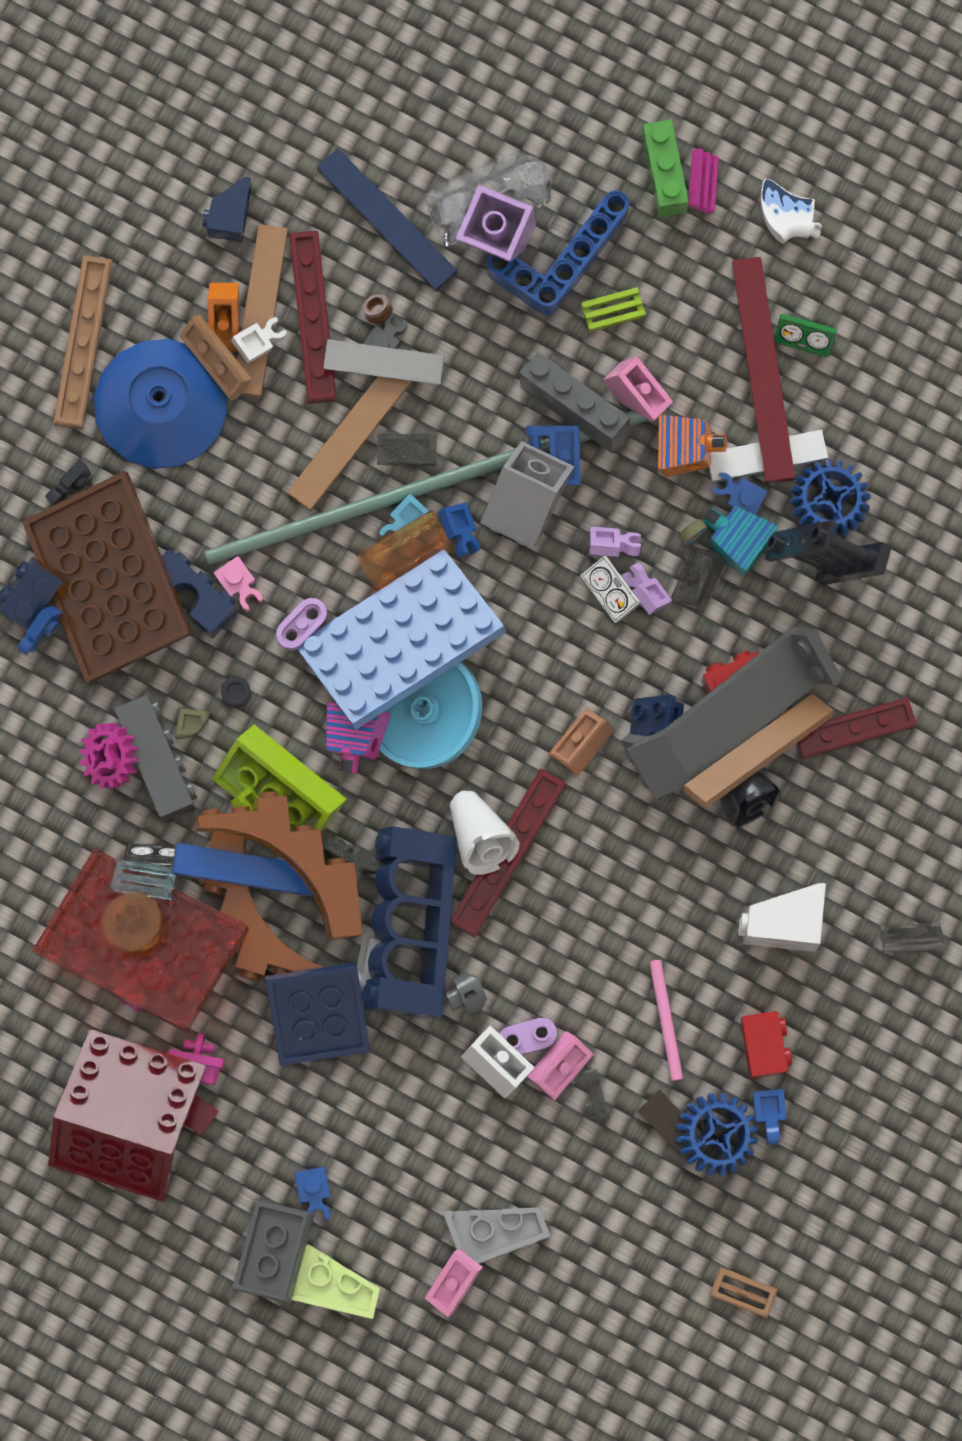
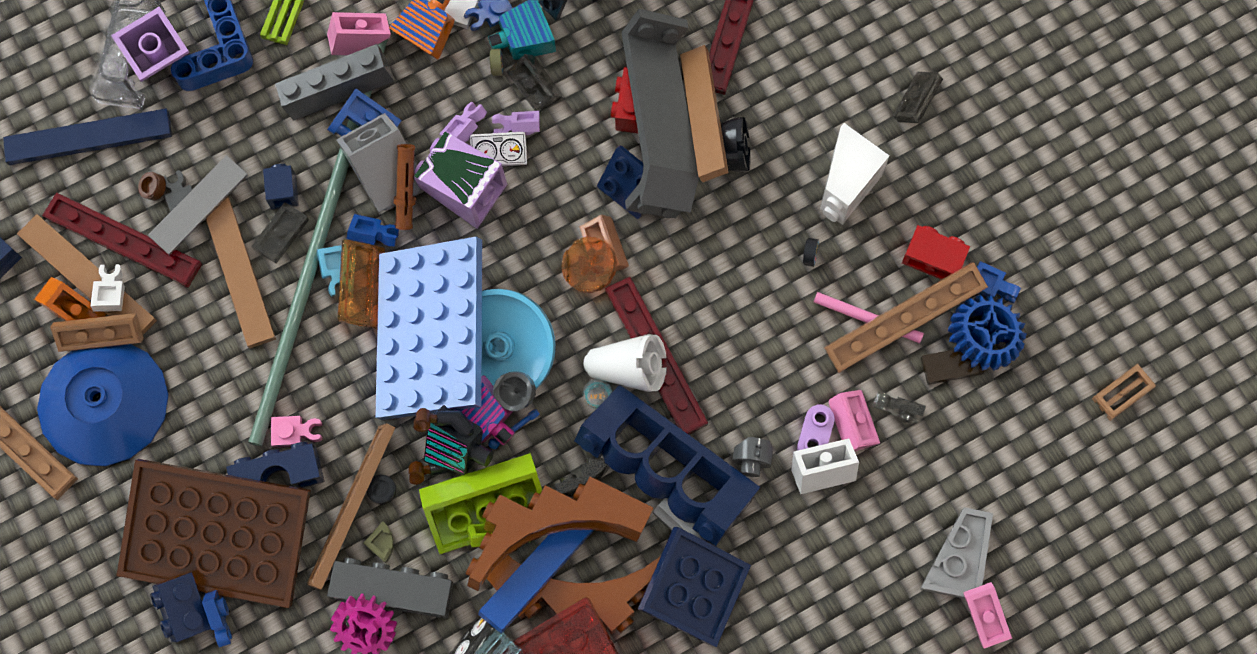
camera: 55 degrees left, 5 degrees down
(74, 479) = (113, 510): black plate -> none
(204, 676) = (350, 506): none -> medium nougat tile
(300, 624) = (362, 402): lavender plate -> none
(307, 725) = (450, 446): none -> torso
(385, 779) = (494, 443): none -> blue hinge
(389, 749) = (514, 390): none -> dark grey piece
(439, 821) = (596, 392): none -> clear tile
(449, 420) = (280, 186): none -> dark blue brick
(493, 545) = (404, 196): none -> dark orange pin
(552, 740) = (589, 264): none -> clear orange tile
(555, 575) = (461, 178): none -> slope
(683, 1052) = (905, 317): none -> medium nougat tile
(693, 930) = (810, 252): none -> black tile

